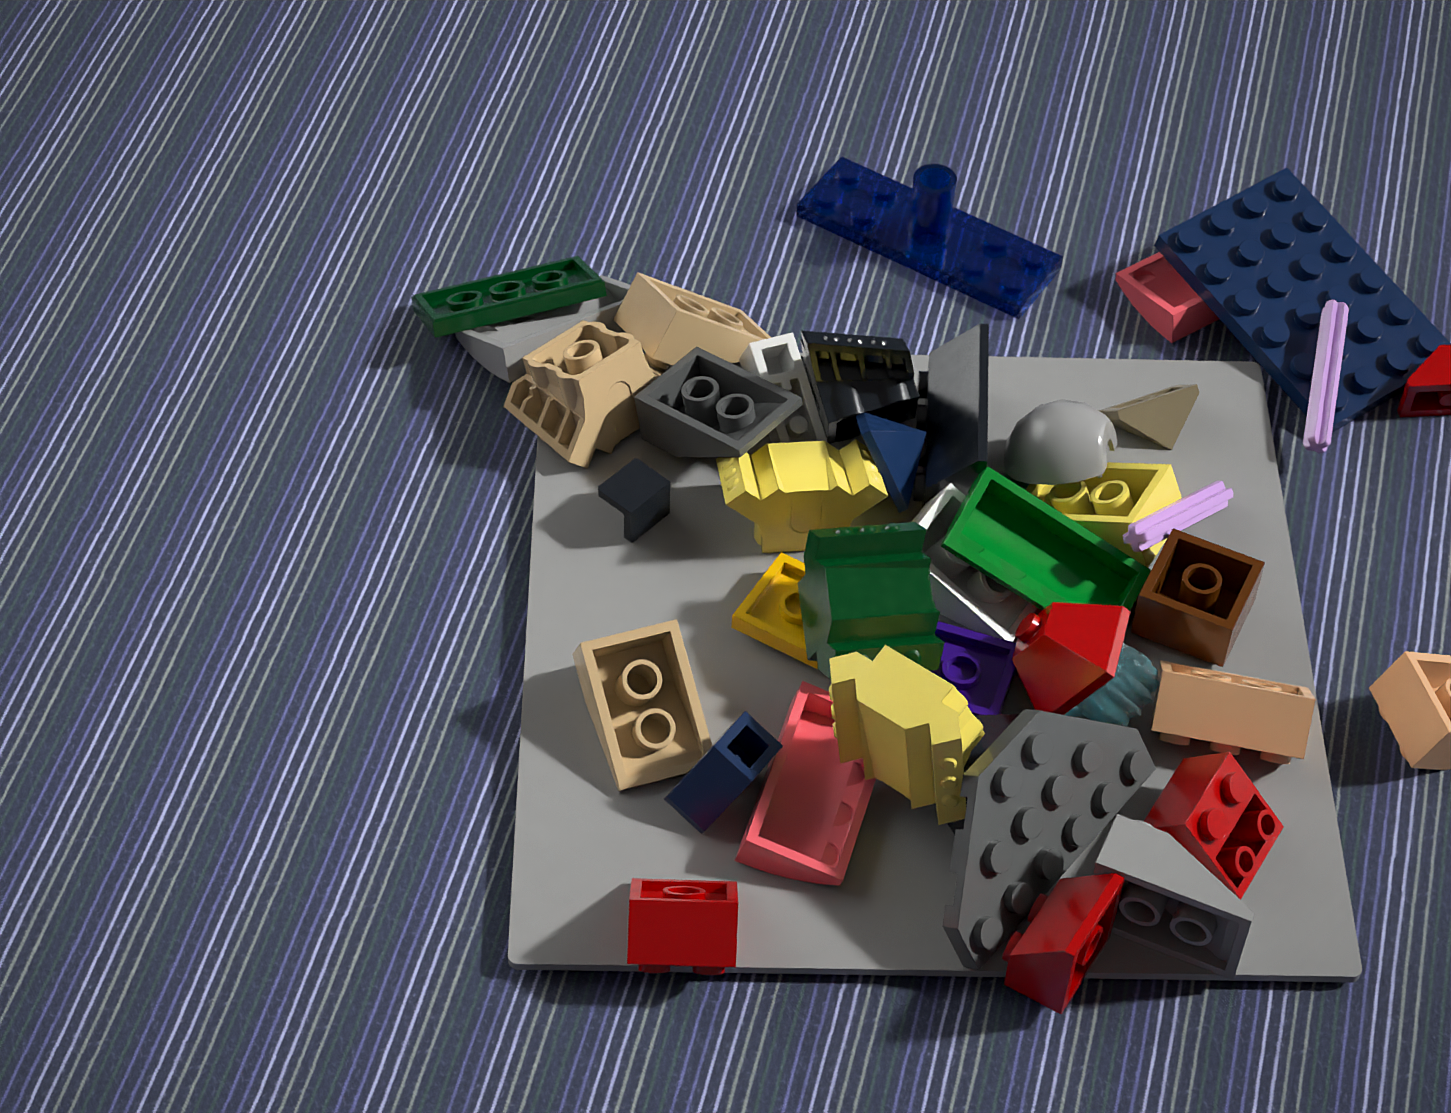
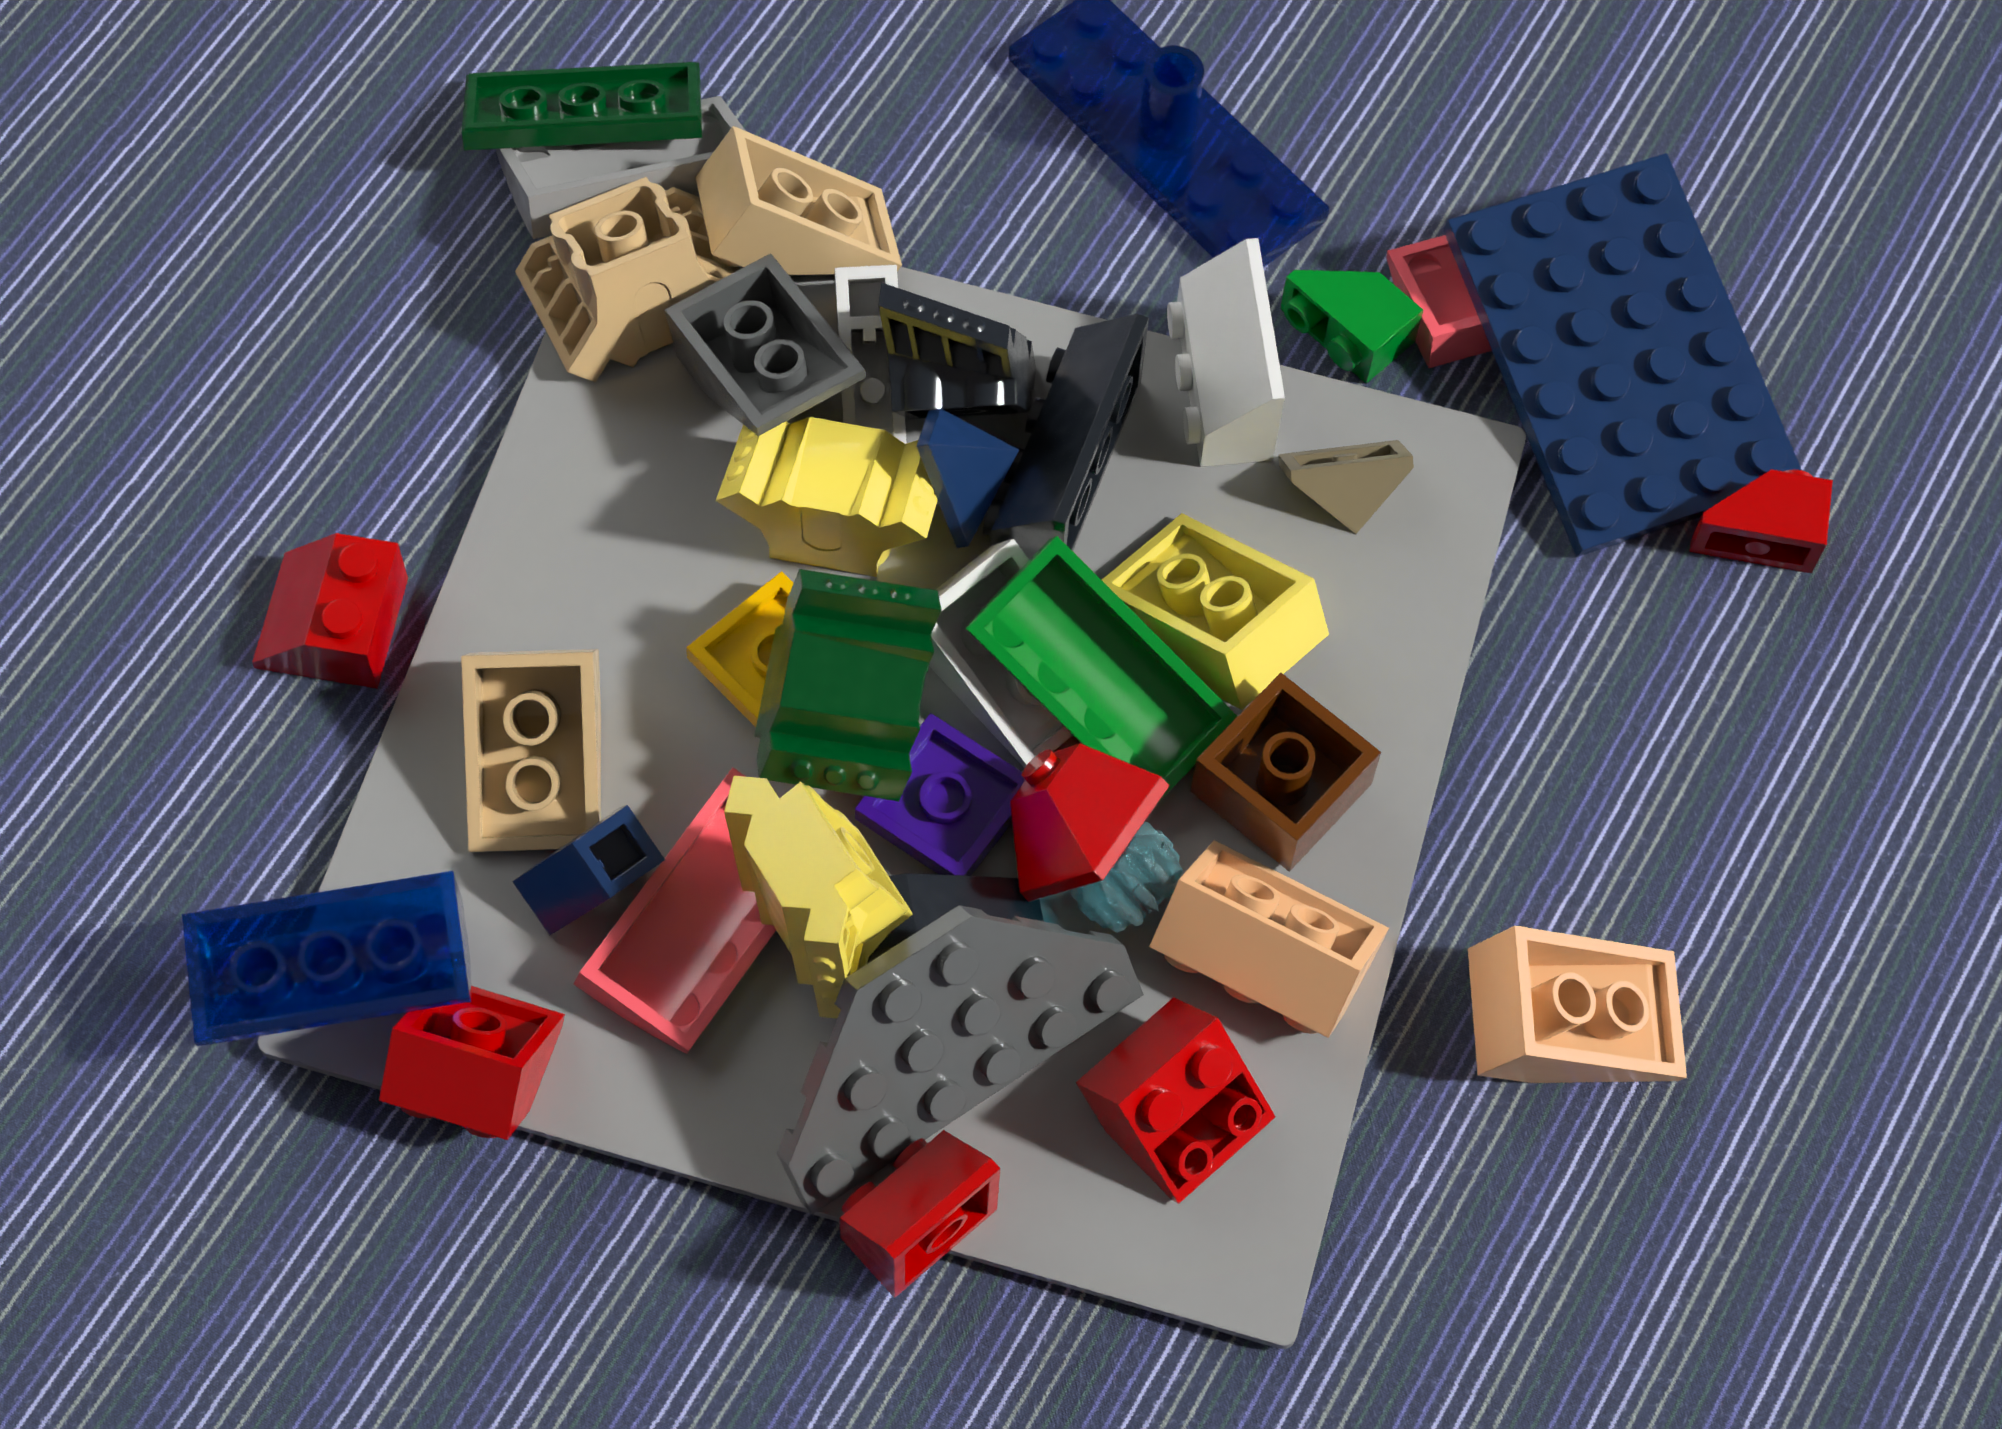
camera: 15 degrees right, 15 degrees up
(449, 655) = (334, 610): none -> red slope
(550, 870) = (327, 958): none -> clear blue slope
(639, 495) = (628, 448): black panel -> none
(1044, 342) = (1228, 358): none -> white slope
(1059, 444) = (1192, 507): light grey cylinder -> none
(1108, 317) = (1352, 315): none -> green slope
(1173, 899) = (1060, 1187): light grey slope -> none
(1177, 515) = (1303, 649): lavender axle -> none
(1326, 377) = (1595, 481): lavender axle -> none

